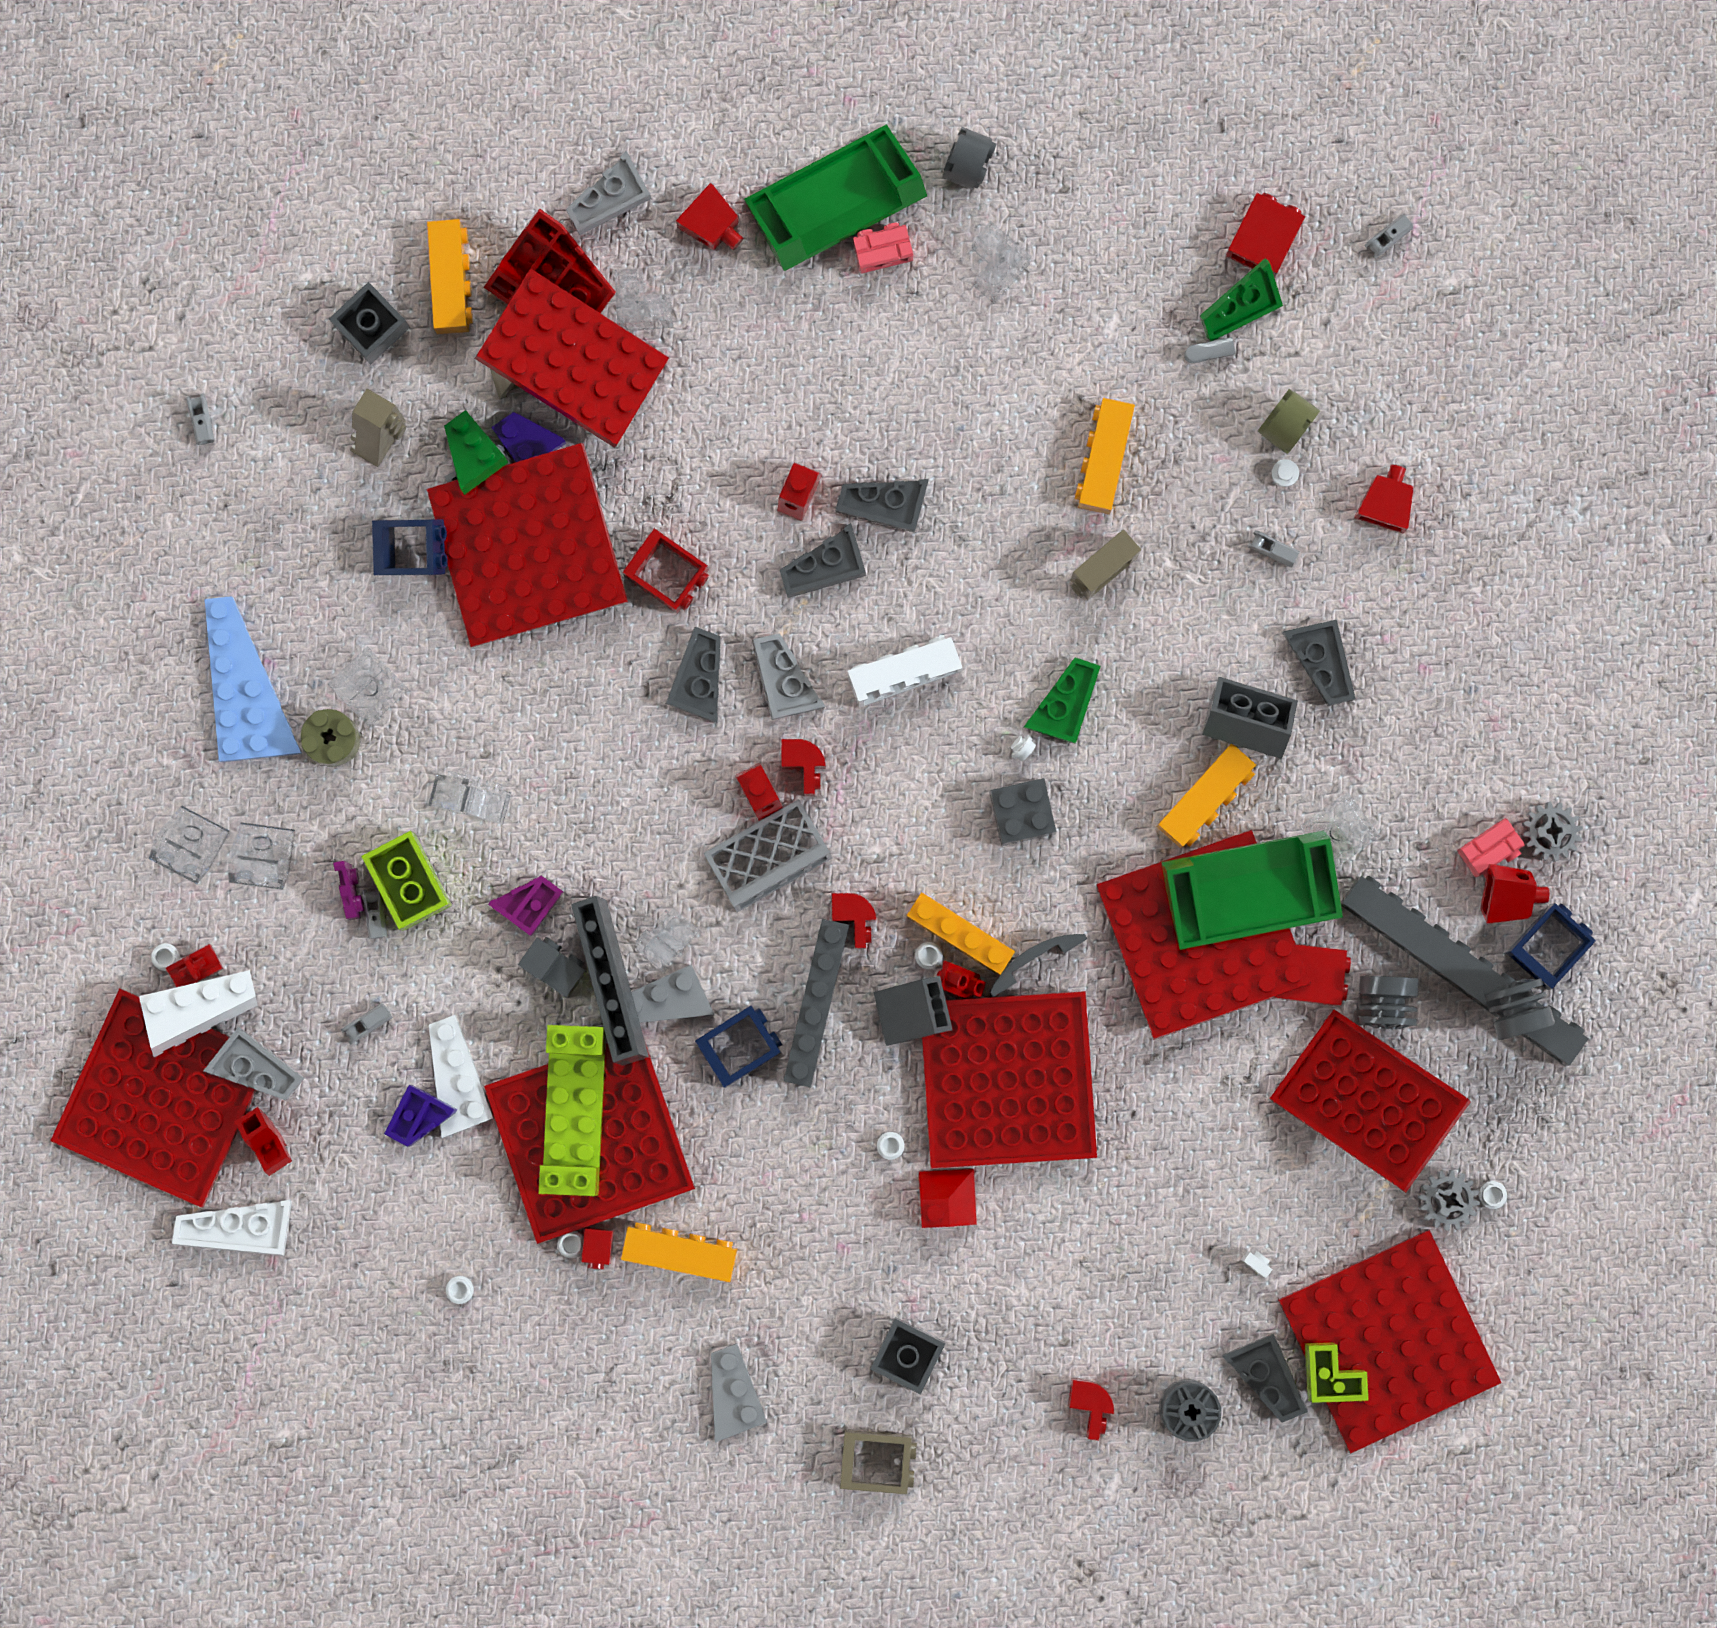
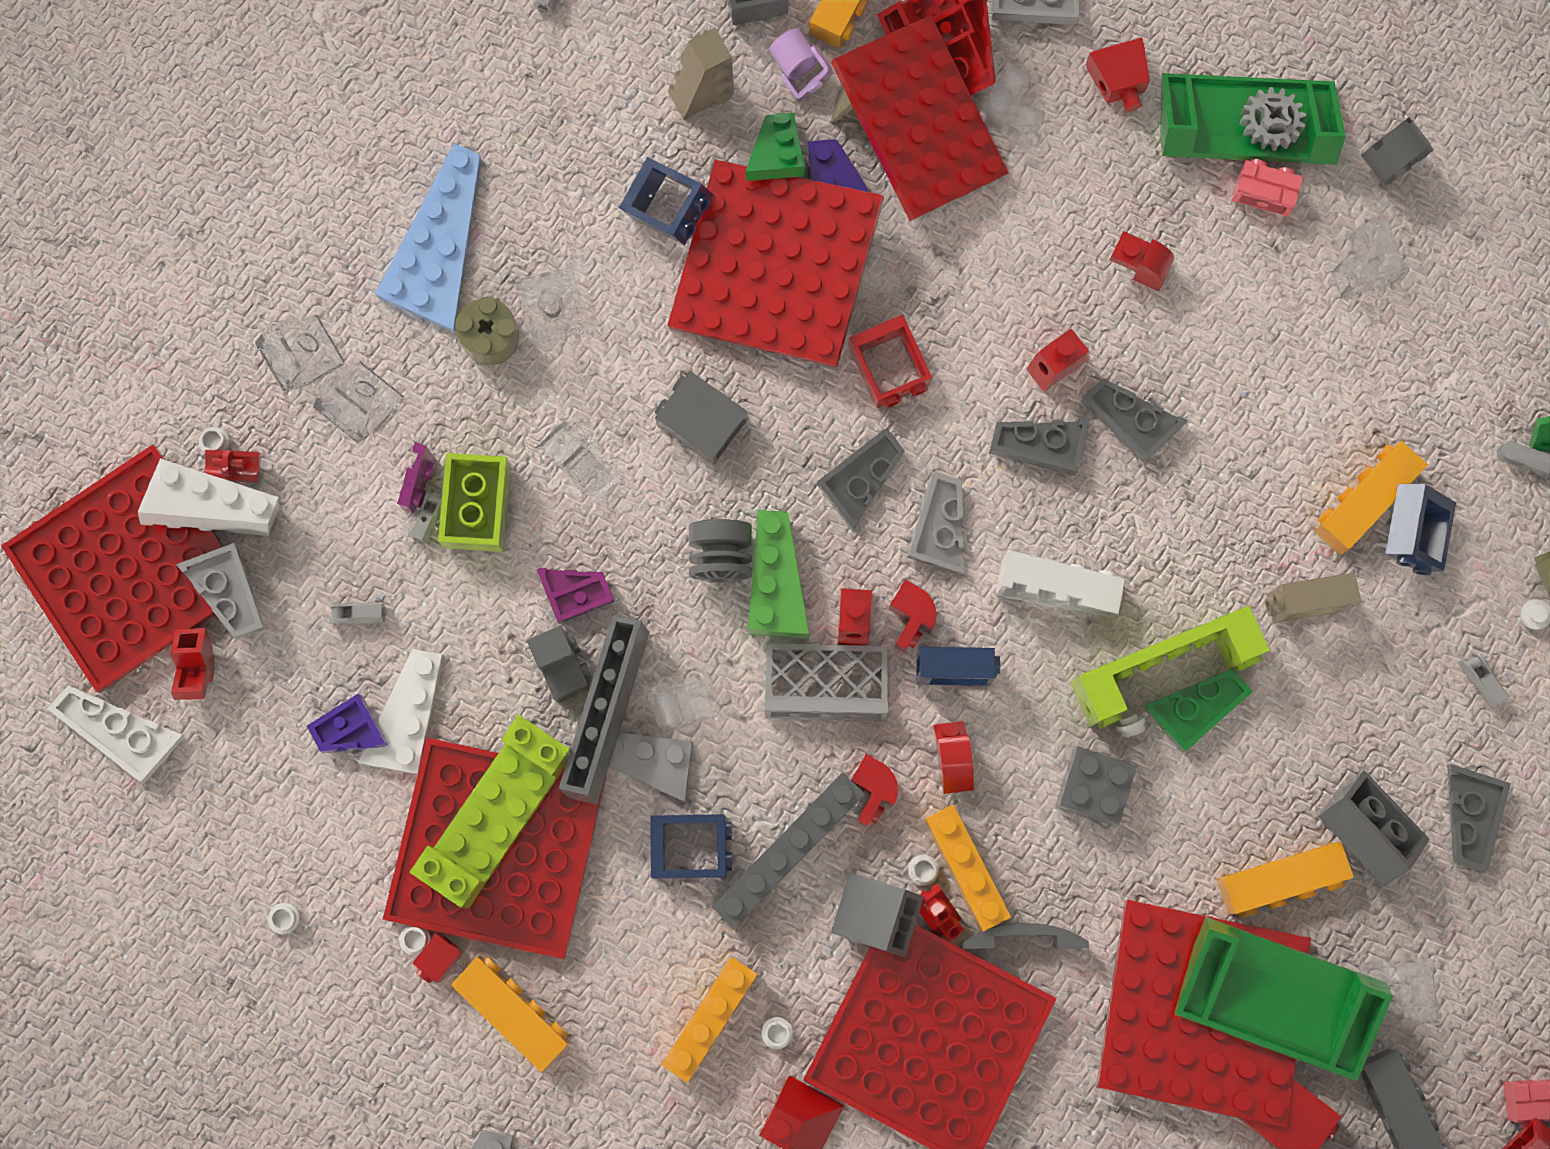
camera: 30 degrees right, 5 degrees down
(440, 363) = (796, 59): none -> lavender piece
(542, 705) = (700, 417): none -> dark grey brick
(624, 804) = (720, 545): none -> dark grey wheel
(684, 805) = (776, 588): none -> bright green wedge
(821, 367) = (1147, 259): none -> red brick
(833, 1165) = (710, 1019): none -> light orange brick
(845, 185) = (1271, 106): none -> light grey gear
(861, 783) = (956, 666): none -> dark blue window
(901, 855) = (954, 757): none -> red brick
(1058, 628) = (1234, 634): none -> lime plate
(1143, 464) = (1406, 525): none -> window

